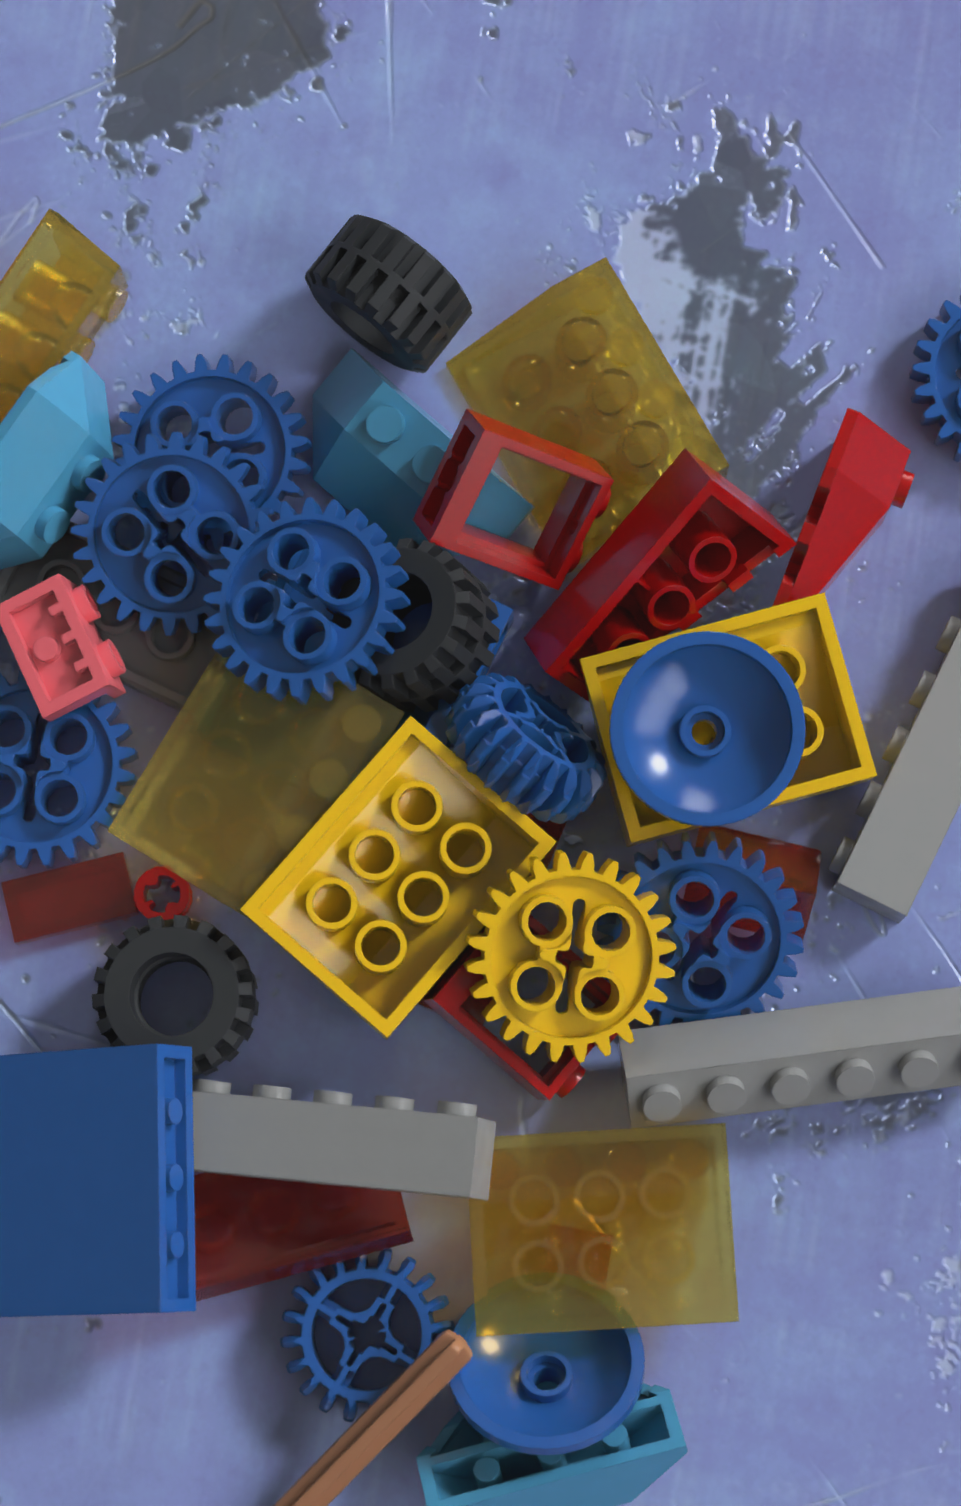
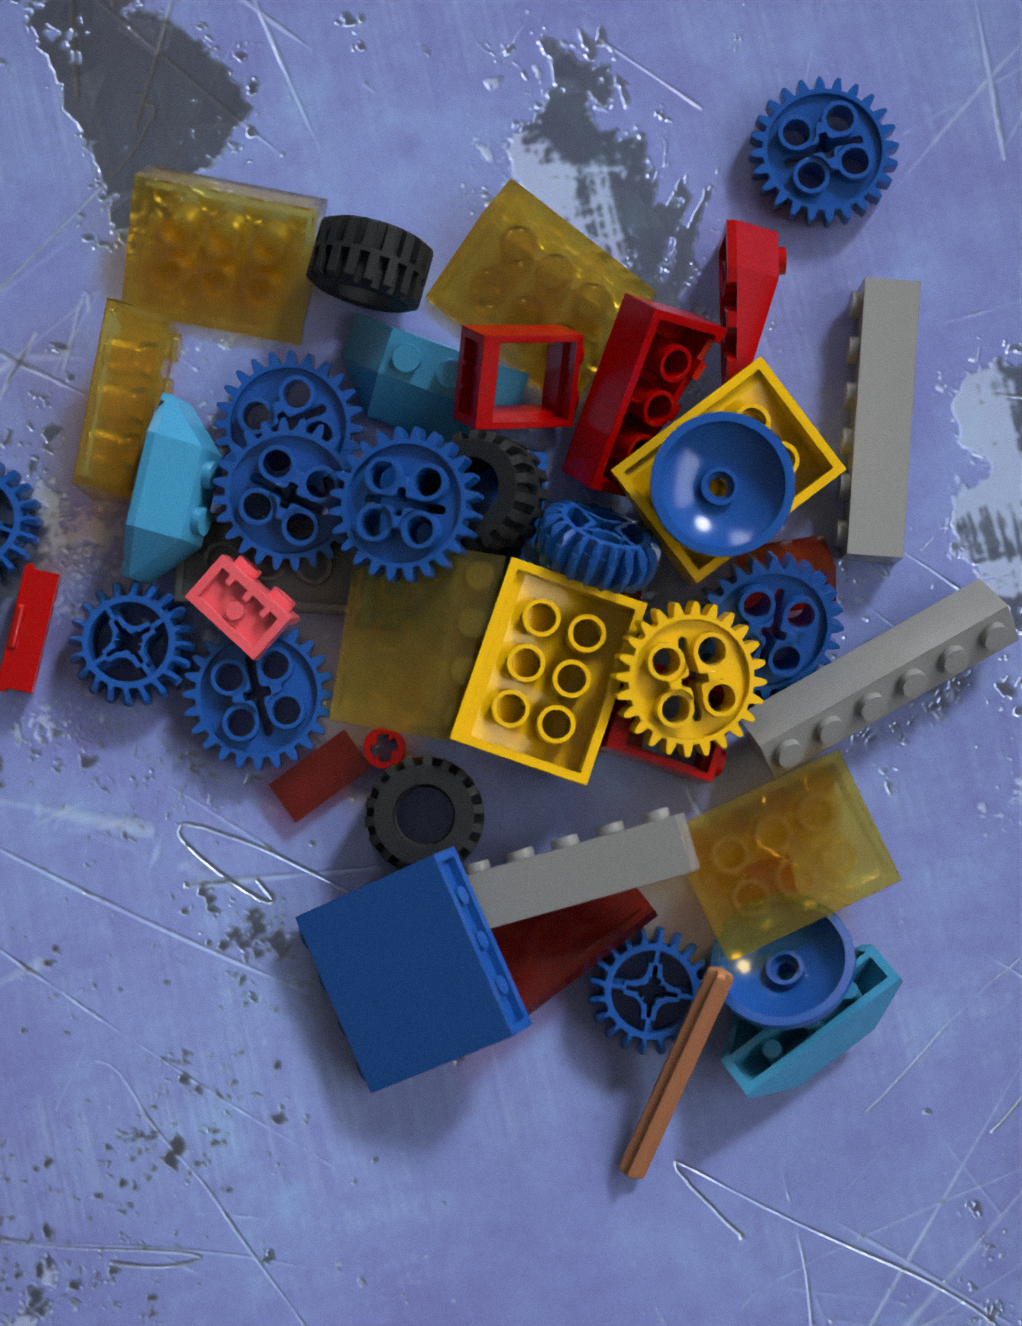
camera: 25 degrees left, 5 degrees up
(215, 213) = (221, 253): none -> clear yellow slope

